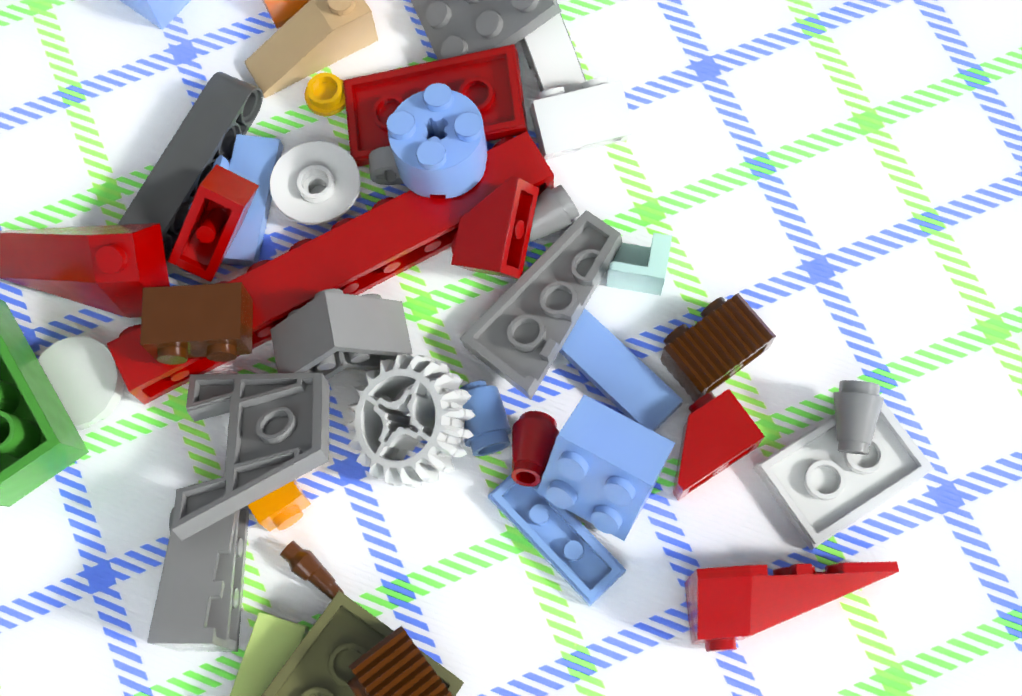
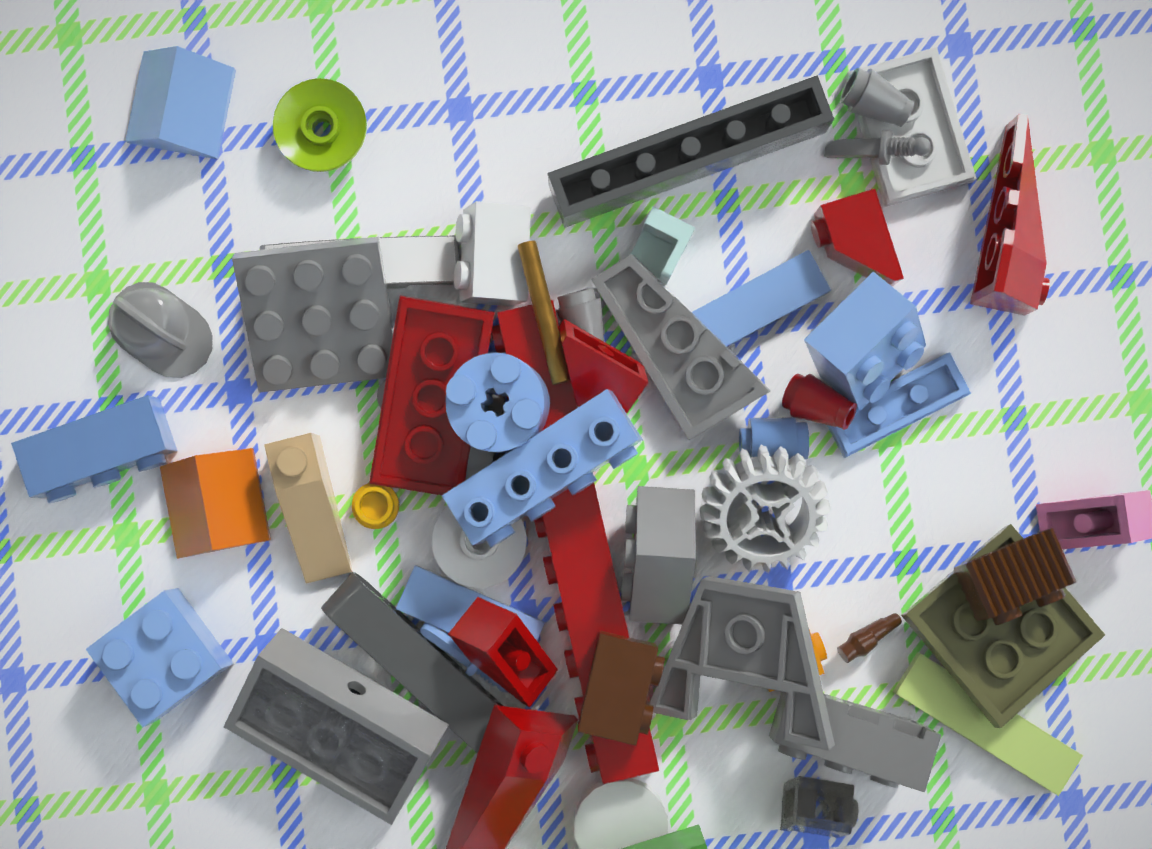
camera: 80 degrees left, 15 degrees up
(115, 104) = (335, 725): none -> brick
(120, 544) = (837, 805): none -> clear smoke brick
(391, 200) = (542, 469): none -> light blue brick
(545, 161) = (544, 312): none -> pearl gold bar
(716, 346) = (767, 201): reddish brown brick -> none
(738, 256) = (690, 151): none -> dark grey brick
(808, 438) = (878, 147): none -> light grey piece

